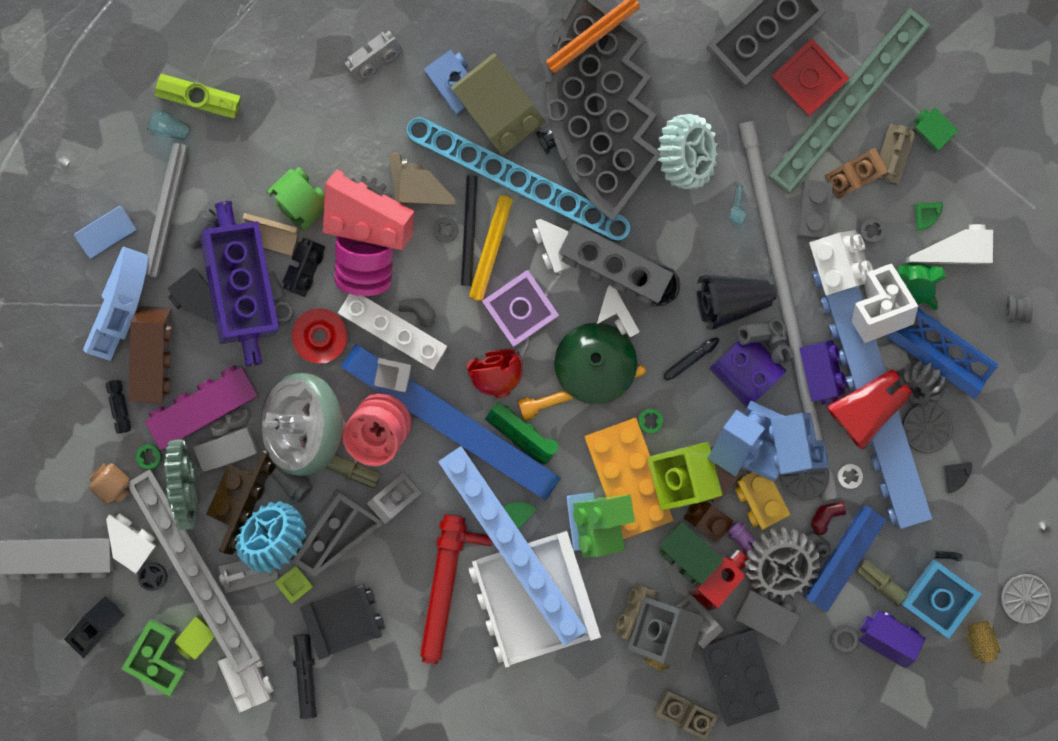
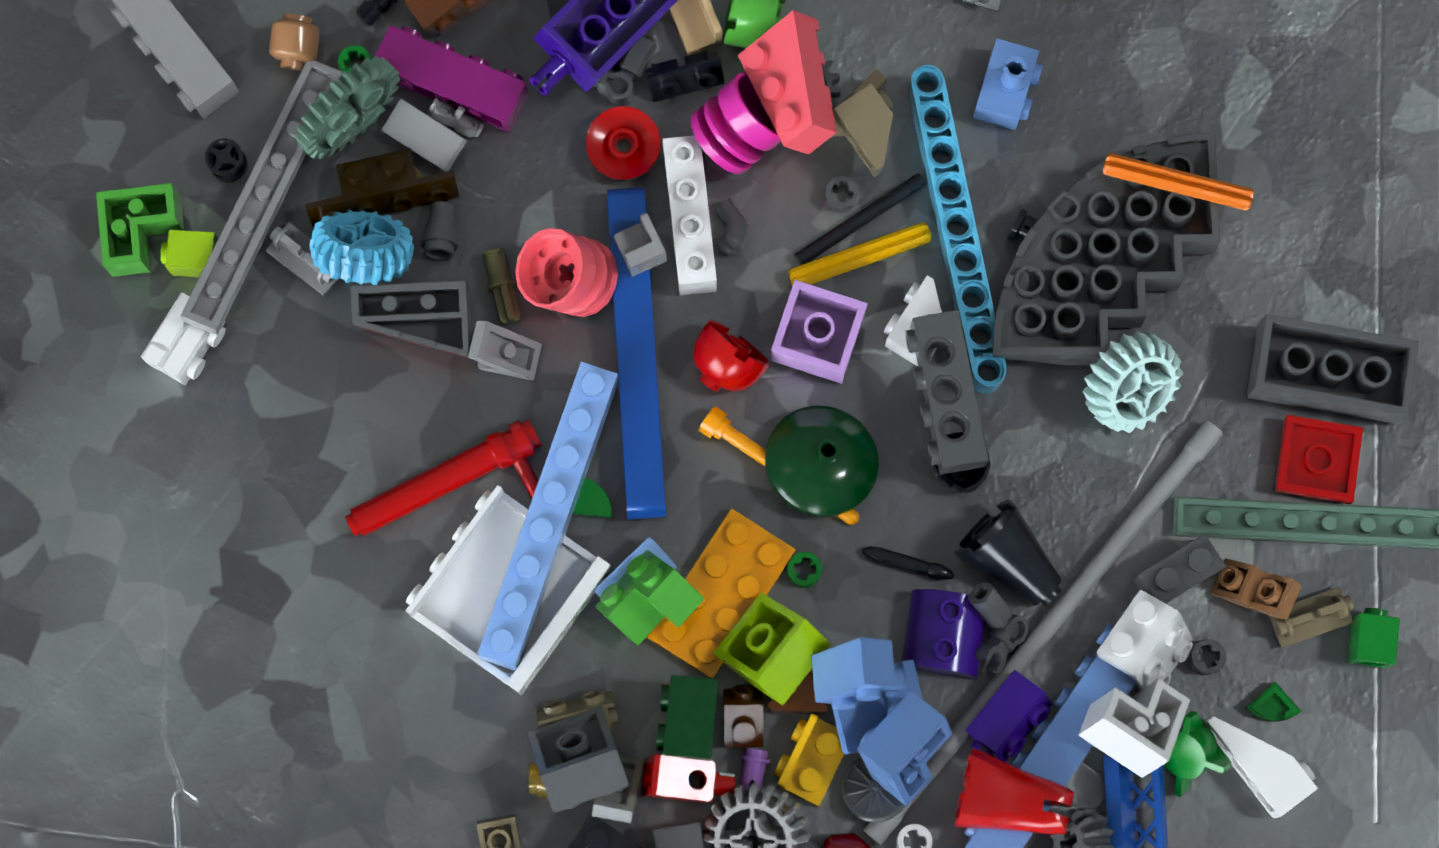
camera: 50 degrees right, 10 degrees down
(94, 627) = (125, 138): black slope -> none
(128, 544) = (242, 108): white slope -> none
(287, 423) = (511, 187): flat silver wheel -> none
(294, 584) = (329, 317): lime tile -> none
(307, 709) = (235, 401): black pin -> none
(342, 620) = (326, 396): black panel -> none
(497, 104) = (1021, 139): olive slope -> none
(522, 433) = (681, 437): green plate -> none
(614, 305) = (898, 432): white slope -> none
(737, 214) = (1106, 494): clear light blue hand -> none

